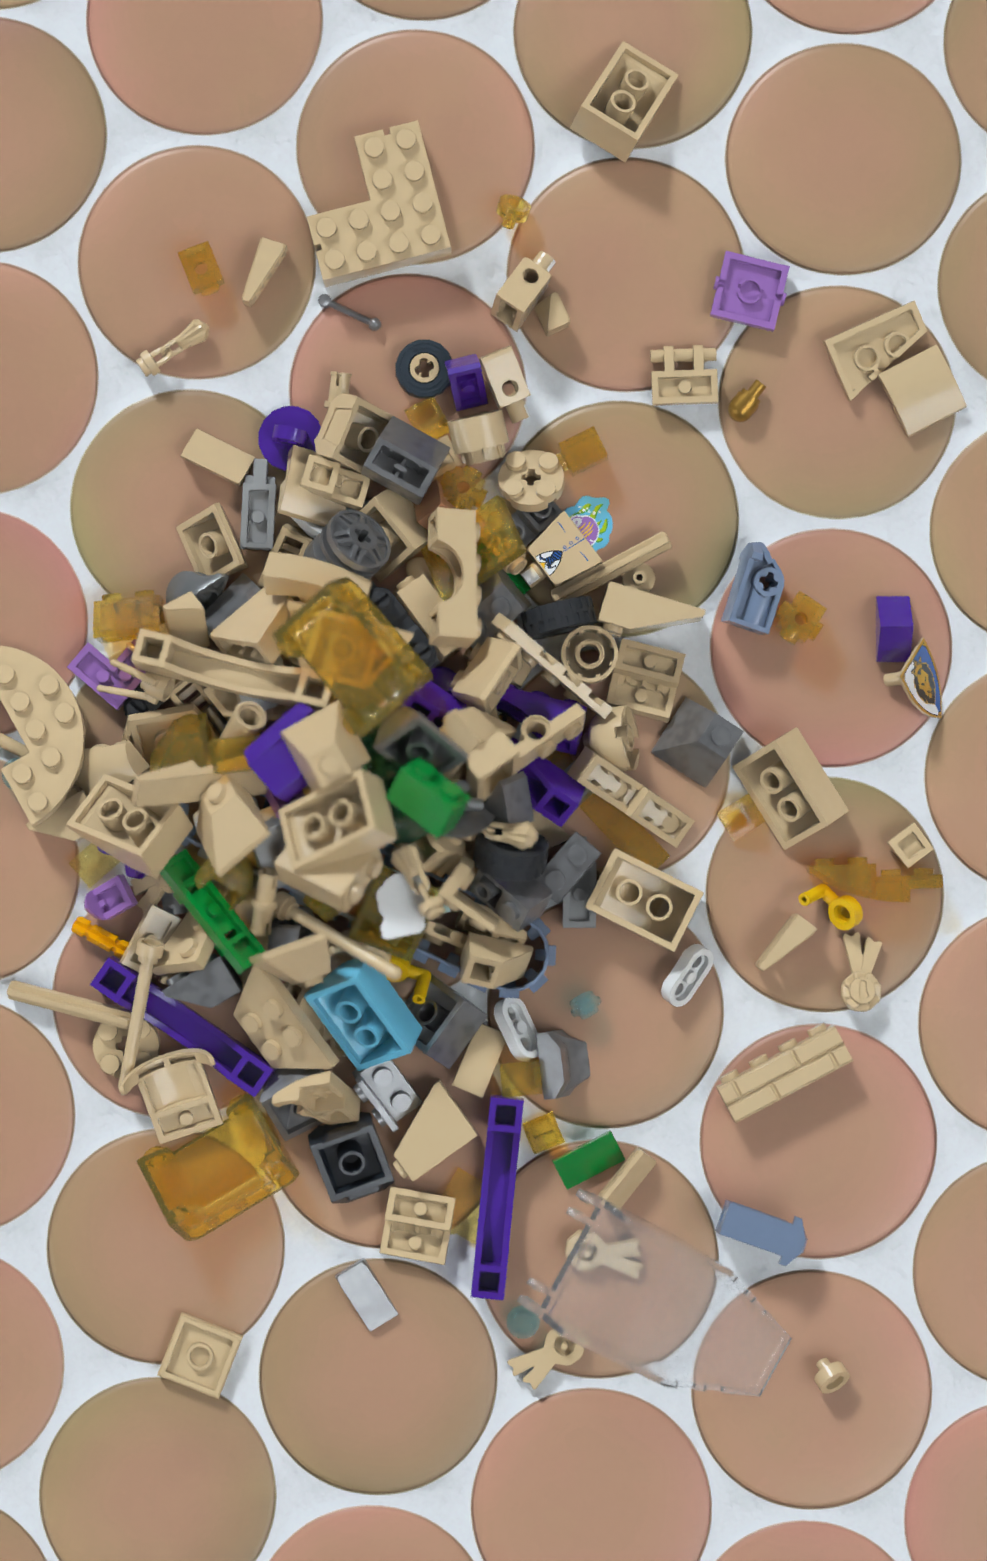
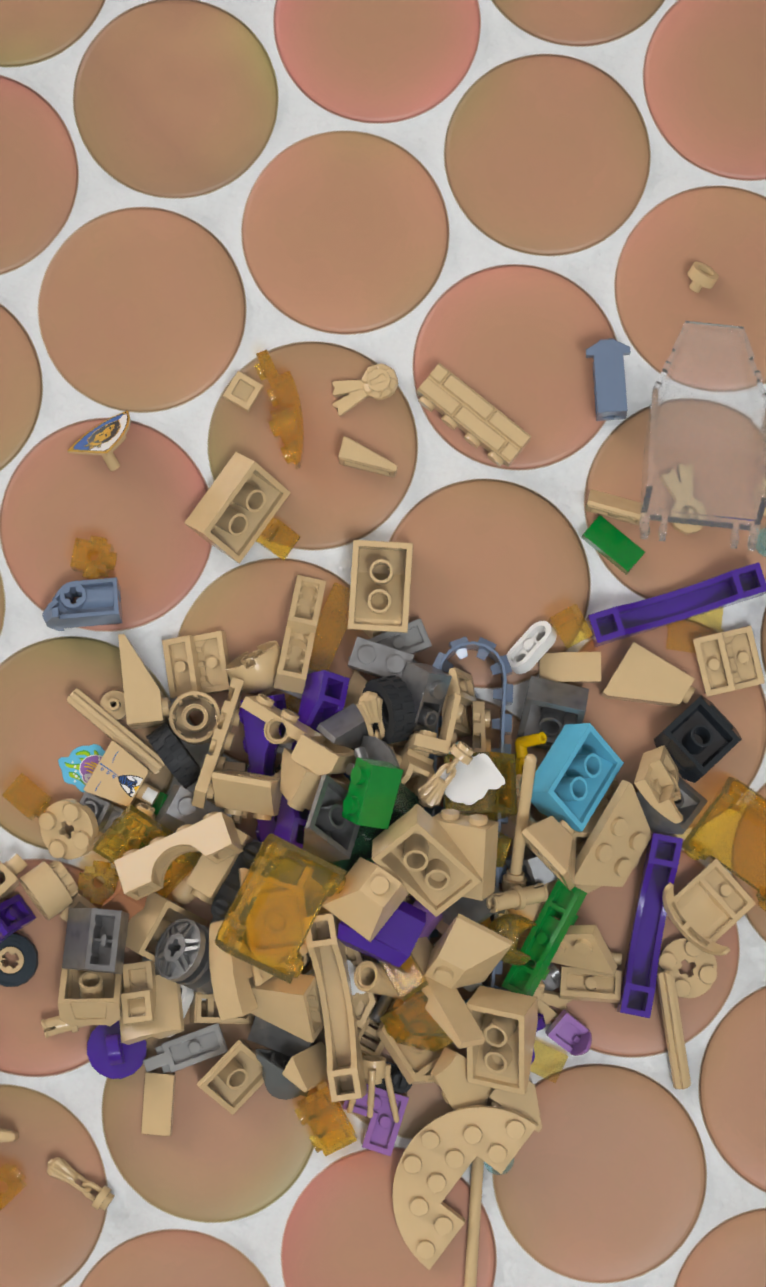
camera: 115 degrees left, 5 degrees down
(99, 936) = (605, 1029): light orange axle -> none
(148, 954) = (602, 978): tan piece -> none
(205, 986) = (610, 919): flat silver slope -> none
(387, 1092) = (629, 732): bracket -> none
(428, 418) = (51, 939): clear yellow slope -> none
(492, 961) = (485, 688): tan slope -> none
(543, 1132) = (607, 590): clear yellow slope -> none
(562, 1063) = (543, 599): flat silver slope -> none
(585, 1005) = (487, 600): clear light blue plate -> none
(687, 975) = (427, 527): white plate -> none
(697, 742) = (230, 599): flat silver slope -> none
(843, 911) = (318, 429): yellow plate -> none
(893, 628) = (69, 478): dark purple slope -> none

